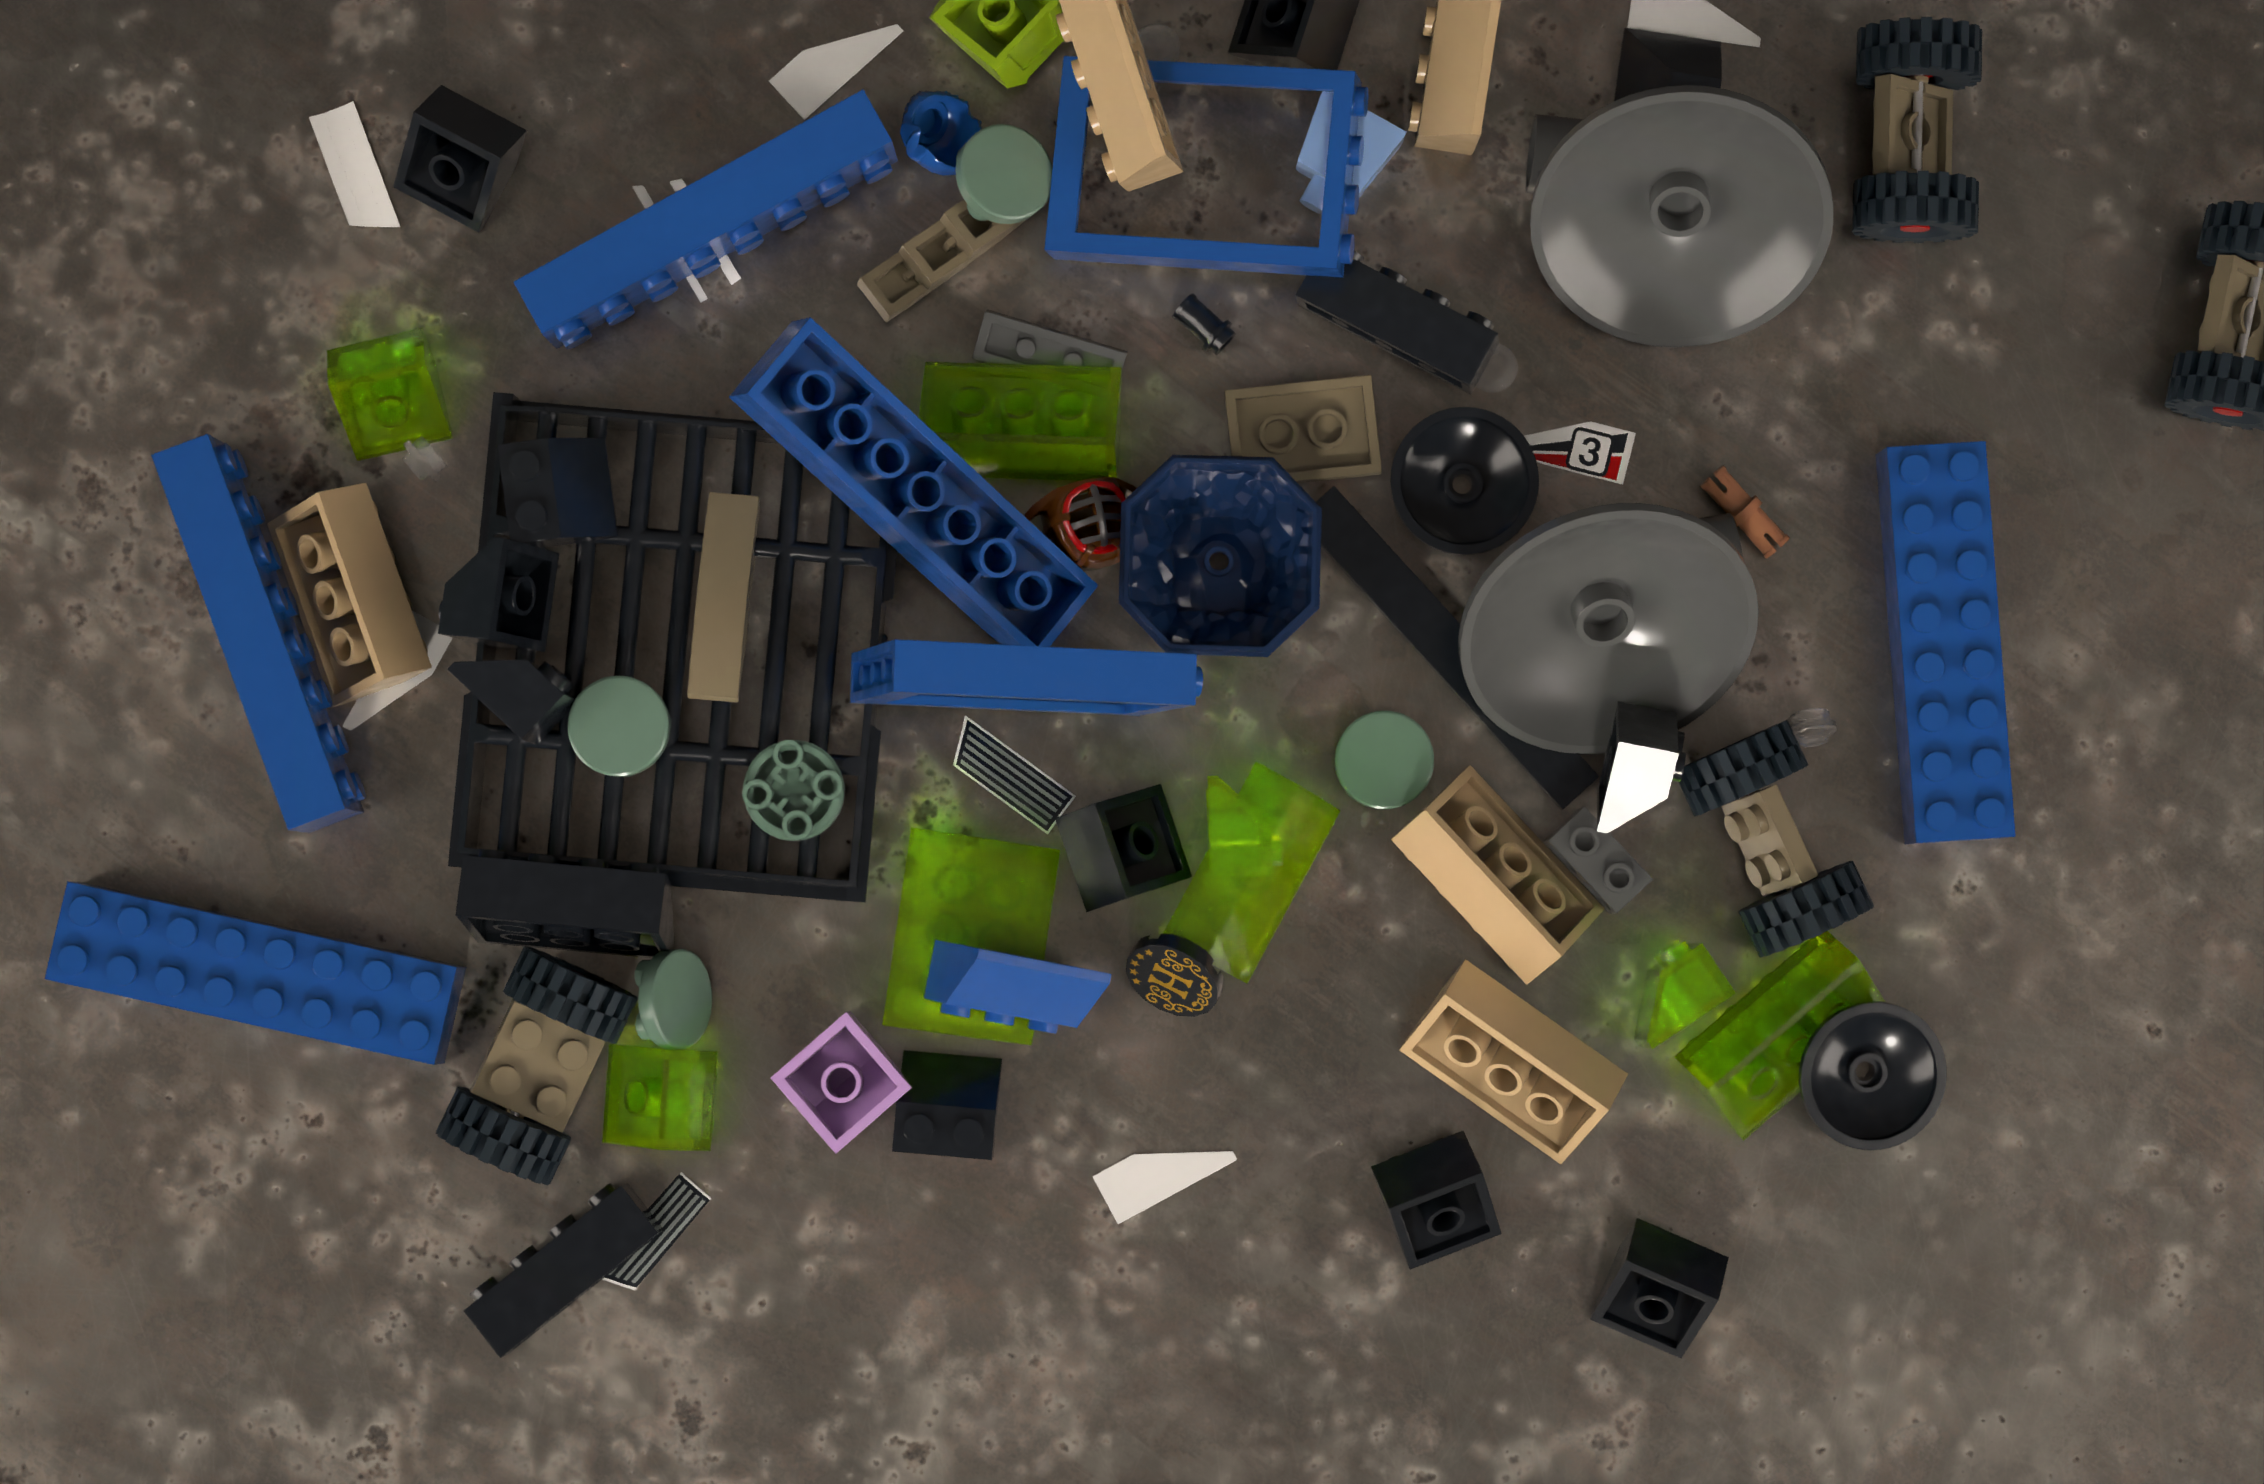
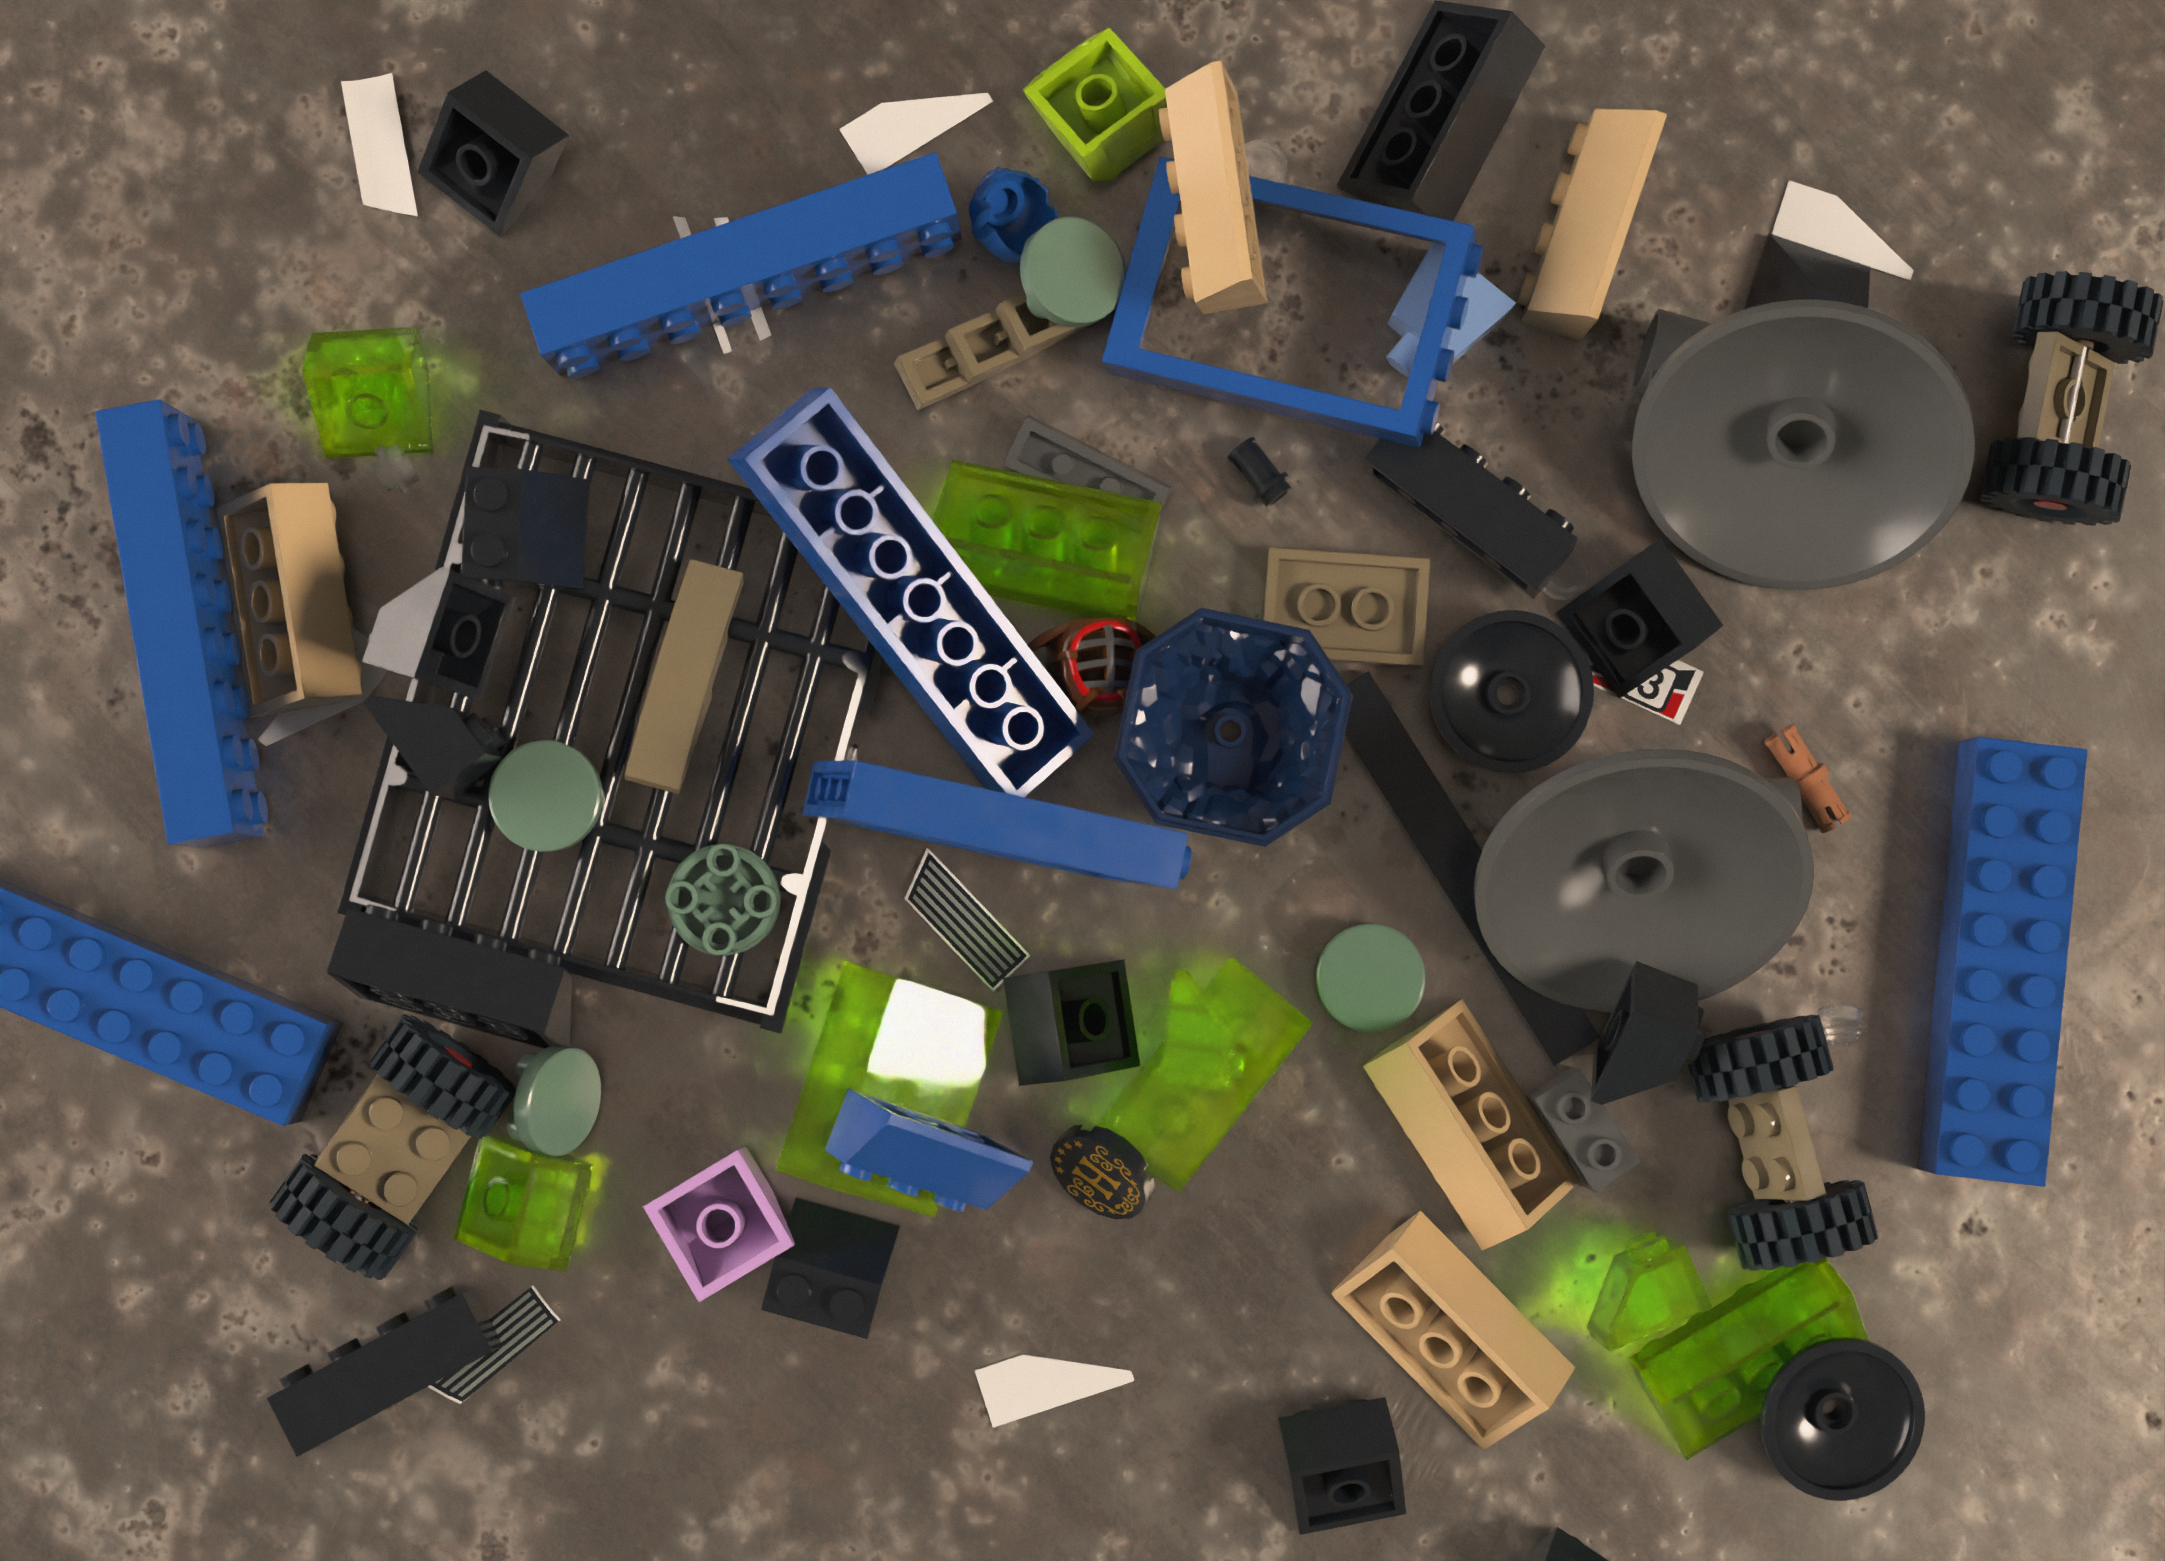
camera: 15 degrees right, 0 degrees up
(1568, 395) = (1640, 618): none -> black slope

